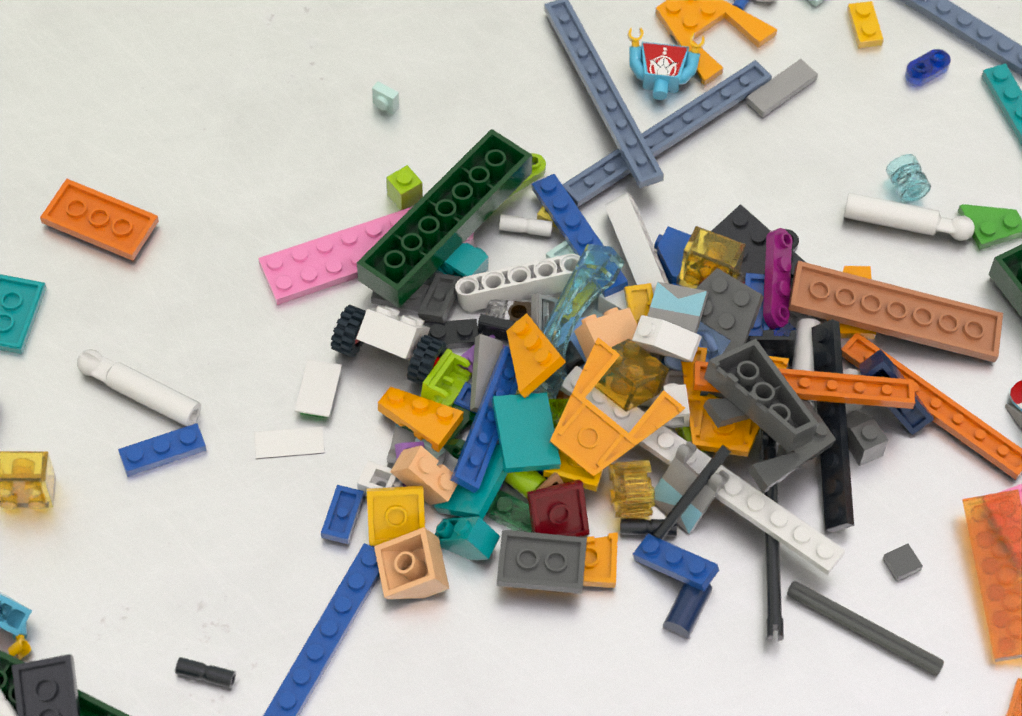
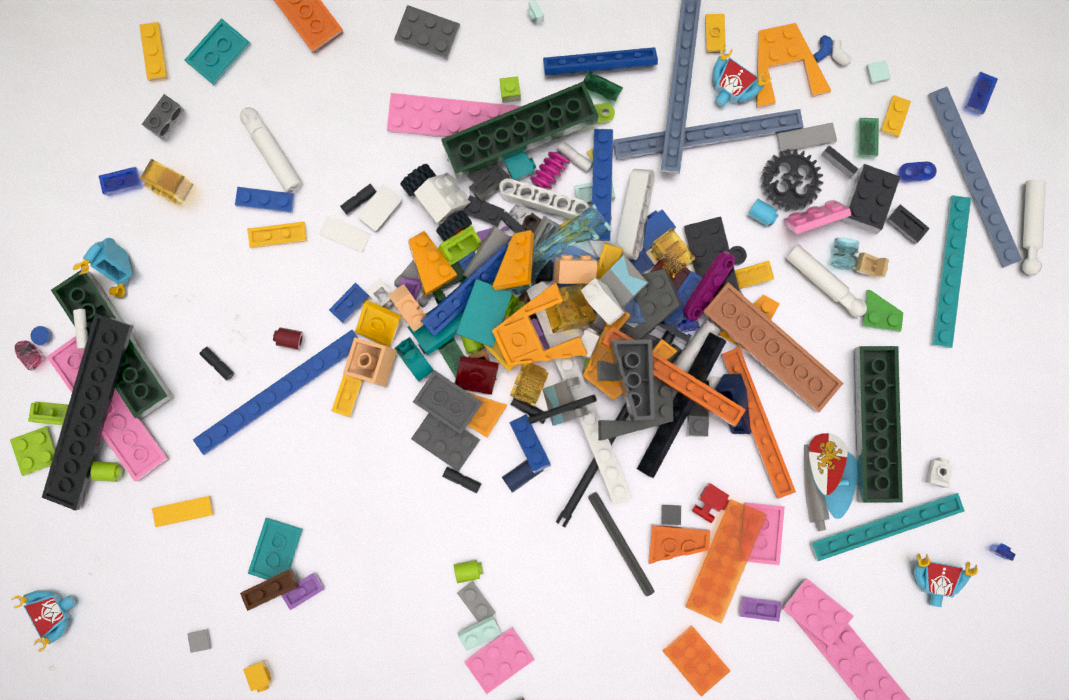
camera: 30 degrees right, 25 degrees up
(201, 482) = (277, 234): none -> yellow tile
(265, 178) = (427, 32): none -> dark grey plate
(283, 394) = (359, 198): none -> black piece
(286, 593) = (288, 338): none -> dark red brick
(403, 625) = (347, 396): none -> yellow plate
(499, 111) = (600, 61): none -> blue plate
(506, 246) = (549, 170): none -> dark pink piece
(524, 139) = (602, 86): none -> clear green plate
(564, 617) = (445, 442): none -> dark grey plate
(607, 32) = (715, 32): none -> yellow plate
(610, 653) = (459, 478): none -> black piece
(786, 181) = (763, 212): none -> medium azure brick
(793, 121) = (792, 163): none -> black gear
(822, 246) = (754, 274): none -> yellow plate
(836, 92) = (839, 161): none -> tile
(848, 154) = (817, 216): none -> bright pink plate
(850, 56) = (868, 137): none -> clear green plate
(897, 112) = (871, 198): none -> black brick
(930, 589) = (674, 541): none -> orange wing
(941, 516) = (713, 499): none -> red brick
(947, 179) = (872, 265): none -> tan bracket
(956, 119) = (908, 224): none -> black plate

